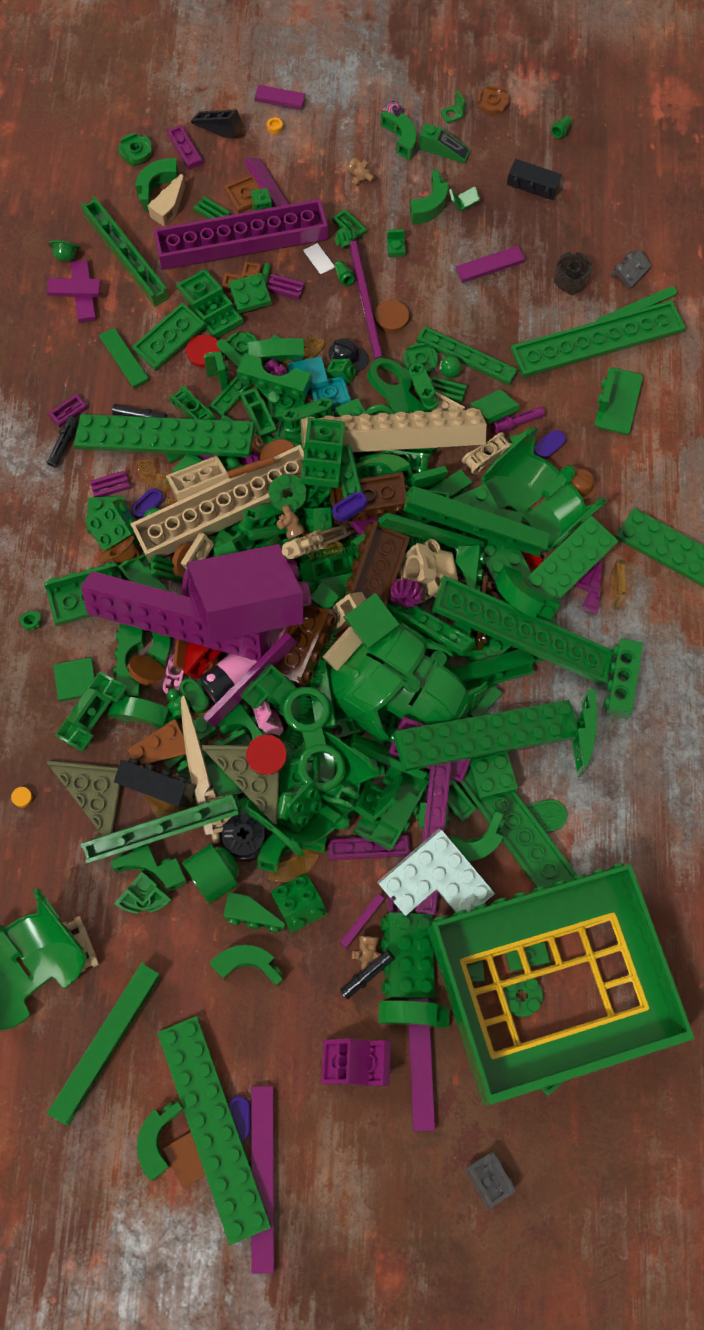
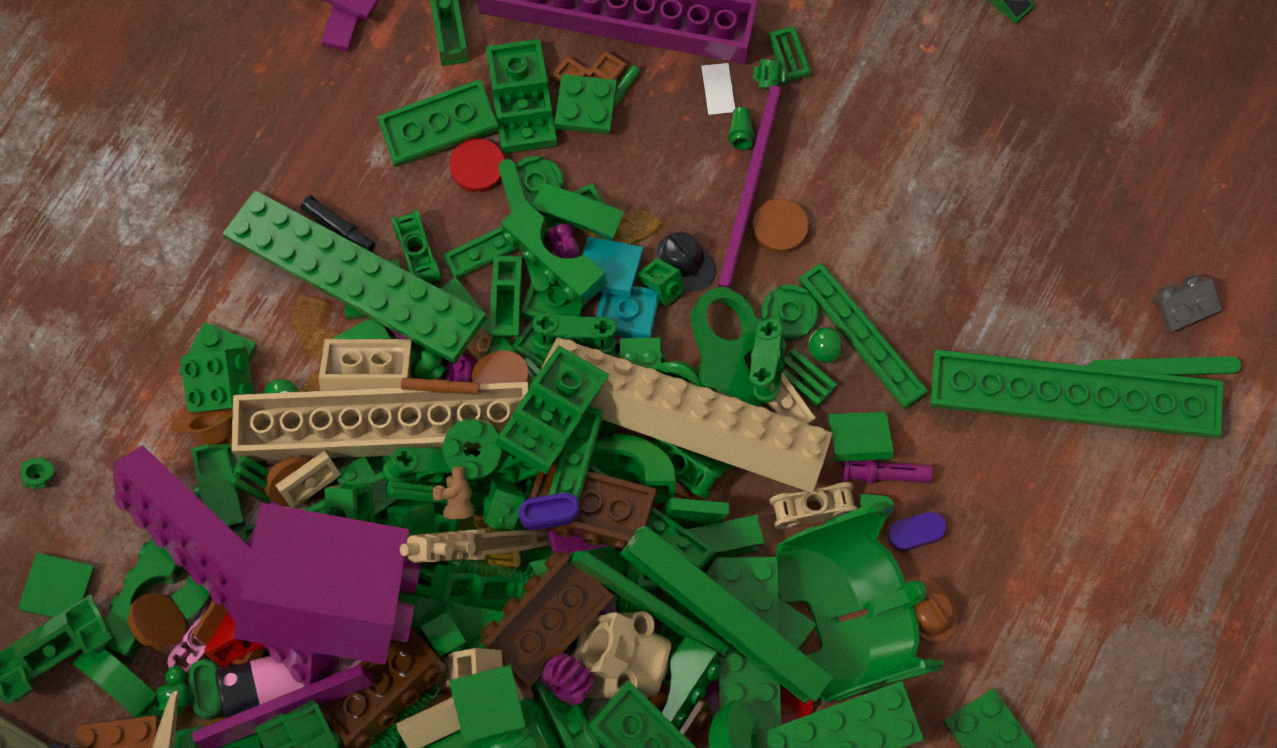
camera: 25 degrees right, 0 degrees up
(64, 437) = (218, 214): black pin -> none
(66, 593) = (99, 449): green bracket -> none
(73, 411) = (241, 181): magenta tile -> none
(108, 482) = (245, 305): magenta tile -> none
(123, 358) = (358, 129): green tile -> none
(150, 499) = (286, 365): dark purple tile -> none
(216, 366) = (478, 198): green bracket -> none
(286, 284) = (635, 93): magenta tile -> none
(395, 243) = (843, 112): green bracket -> none
(430, 207) = (926, 76): green arch -> none
(465, 199) = (982, 84): bracket -> none
(490, 264) = (971, 204): magenta tile -> none
(534, 179) = (1106, 95): black brick -> none
(561, 127) = (1193, 26): green cone -> none
(572, 272) = (1088, 272): clear smoke brick -> none
(618, 400) = (1056, 506): green bracket -> none

